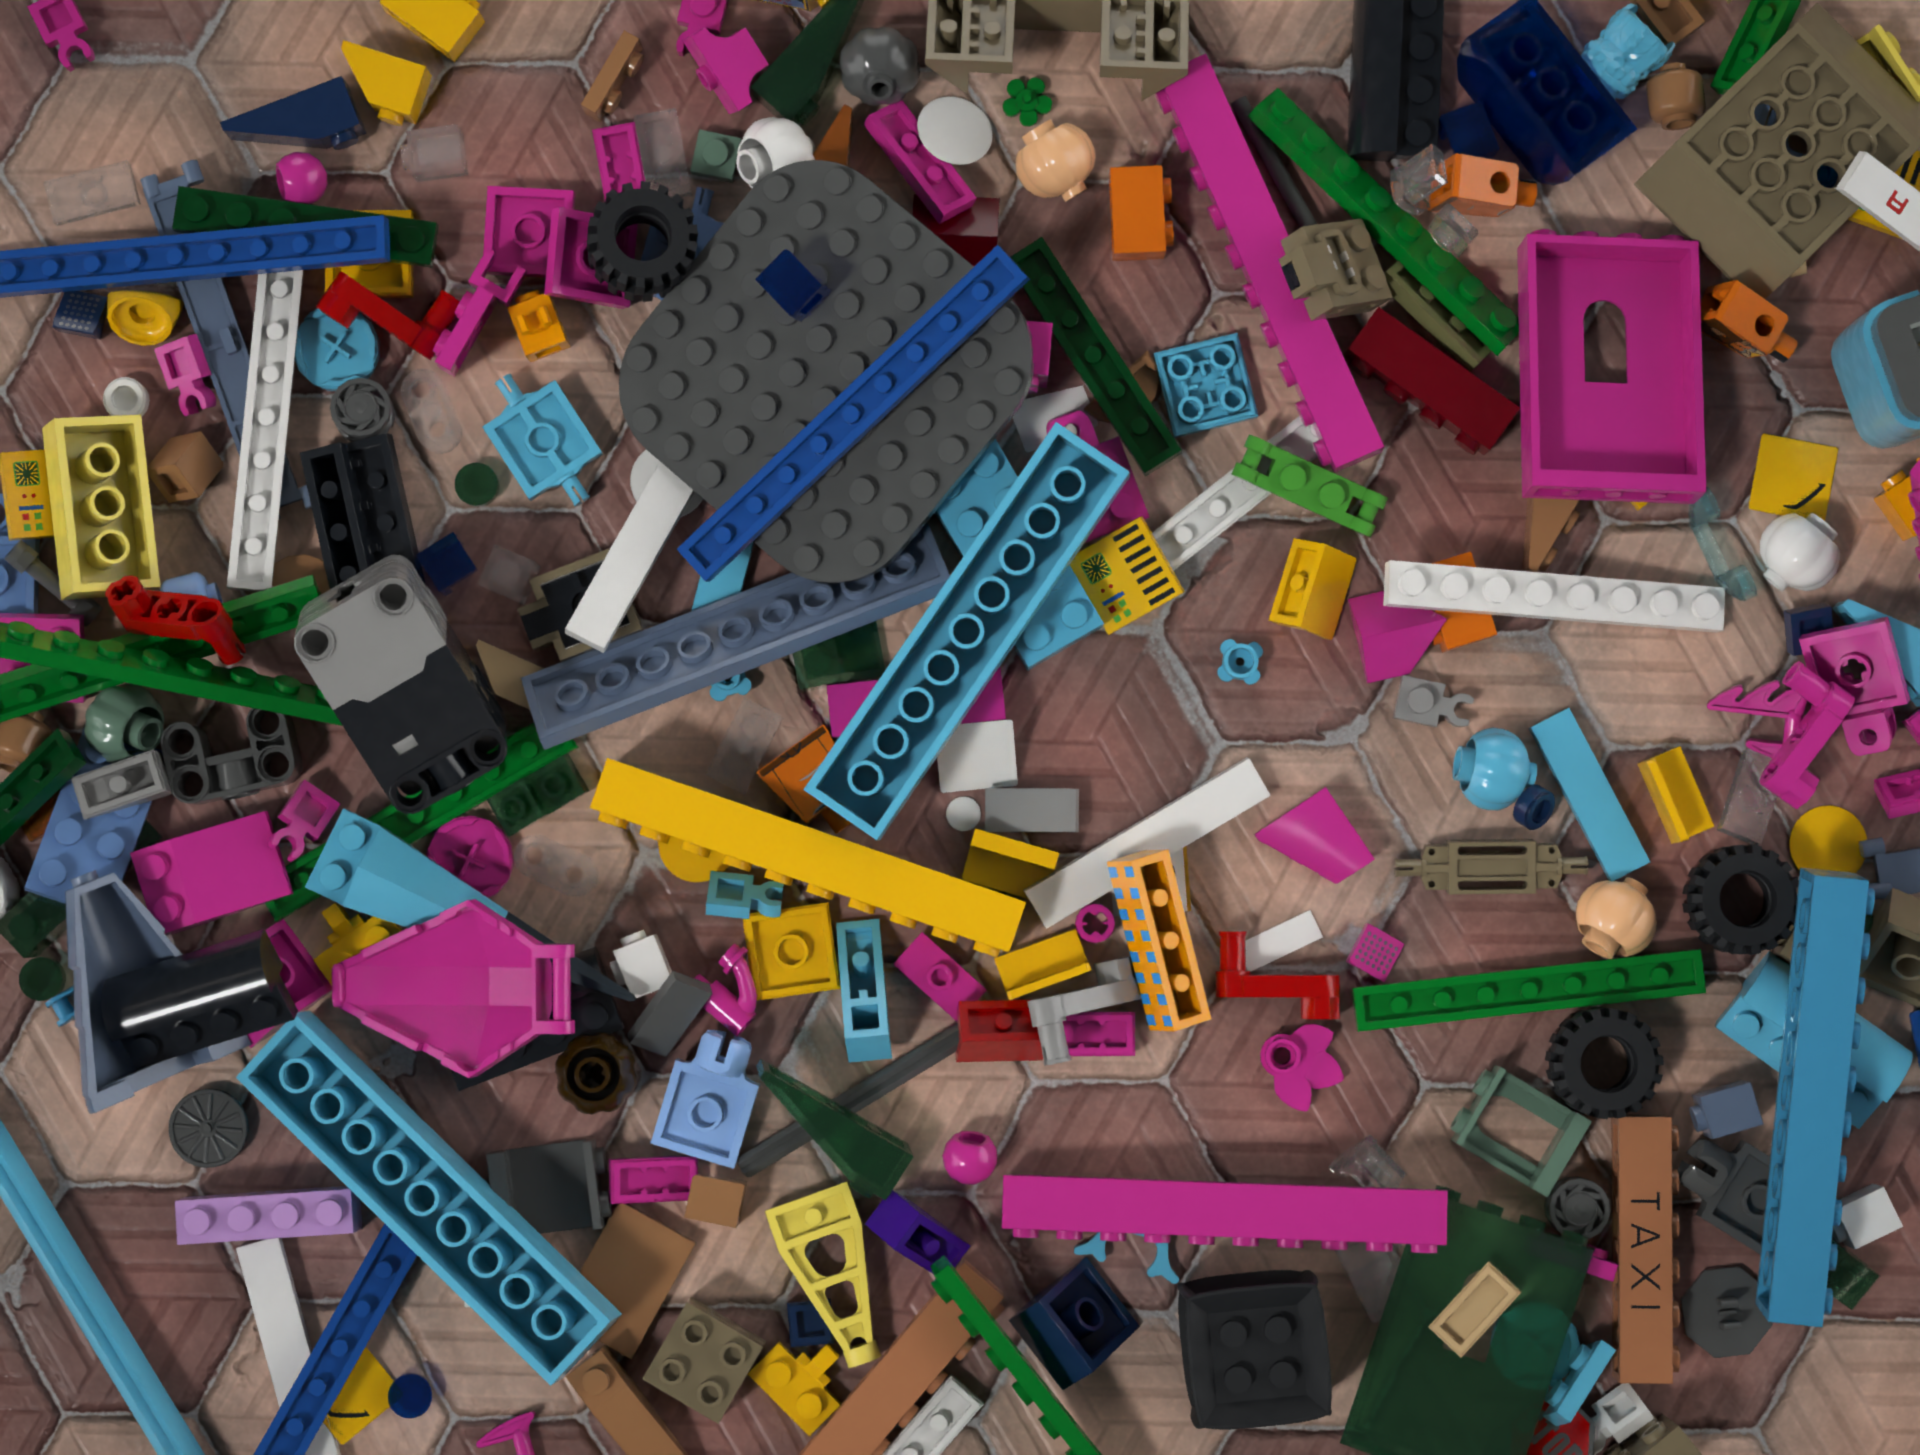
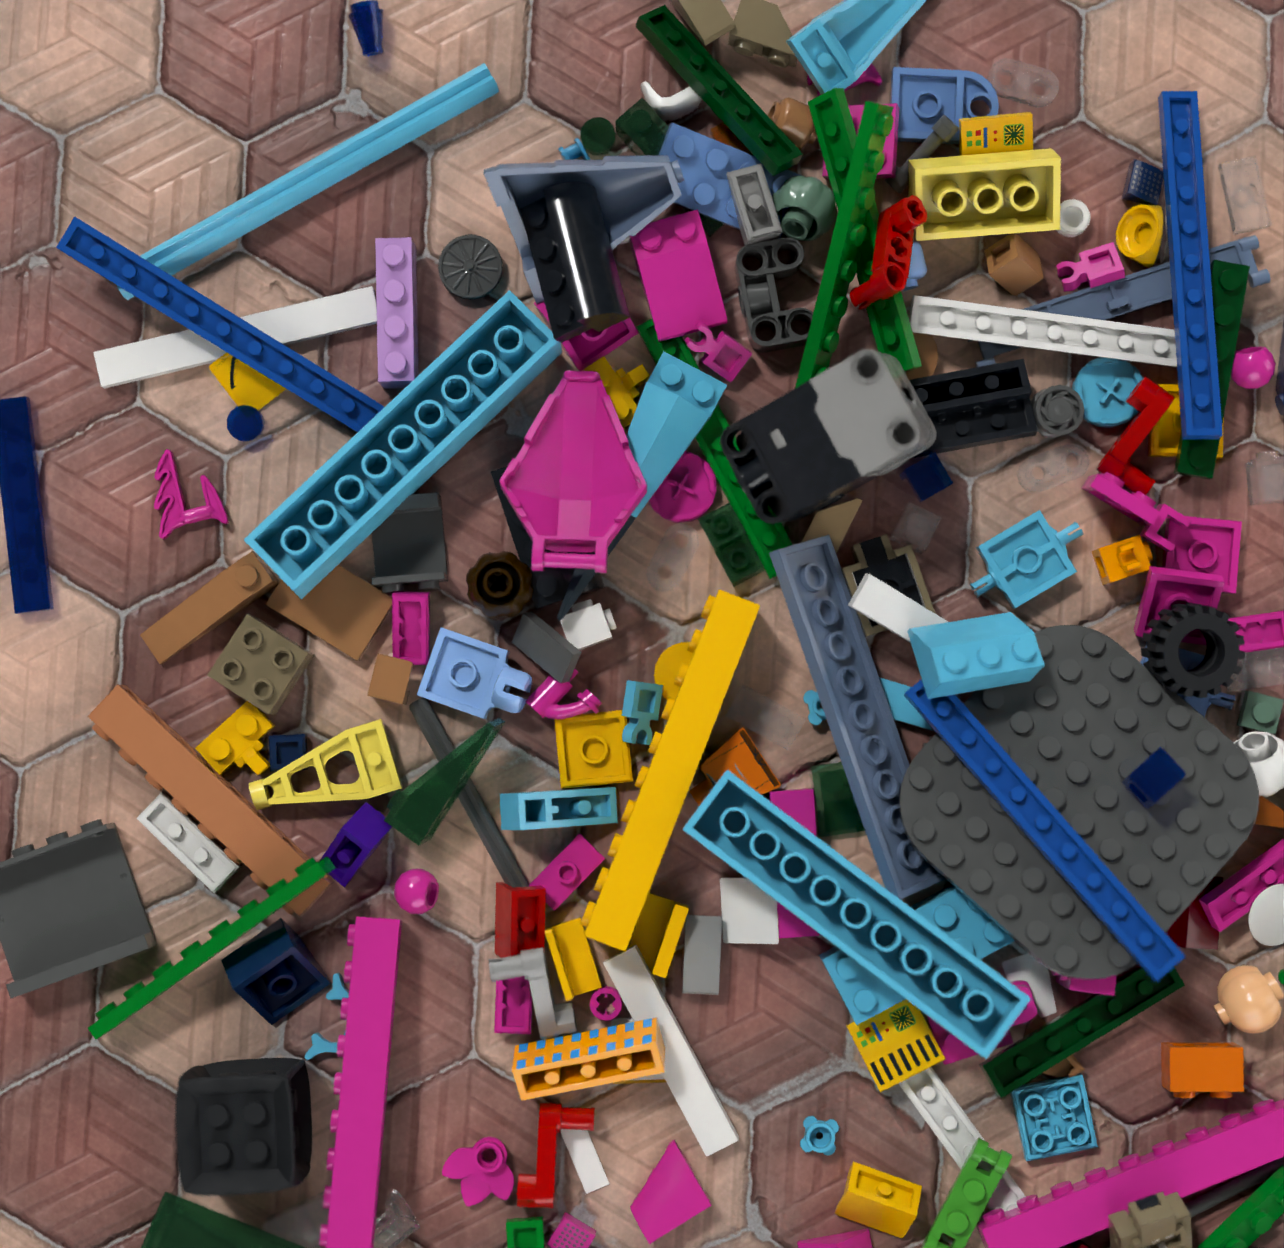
camera: 90 degrees right, 0 degrees up
(477, 484) = (990, 503): clear green tile -> none
(657, 499) = (975, 654): none -> medium azure slope
(963, 813) = (701, 896): white sticker -> none

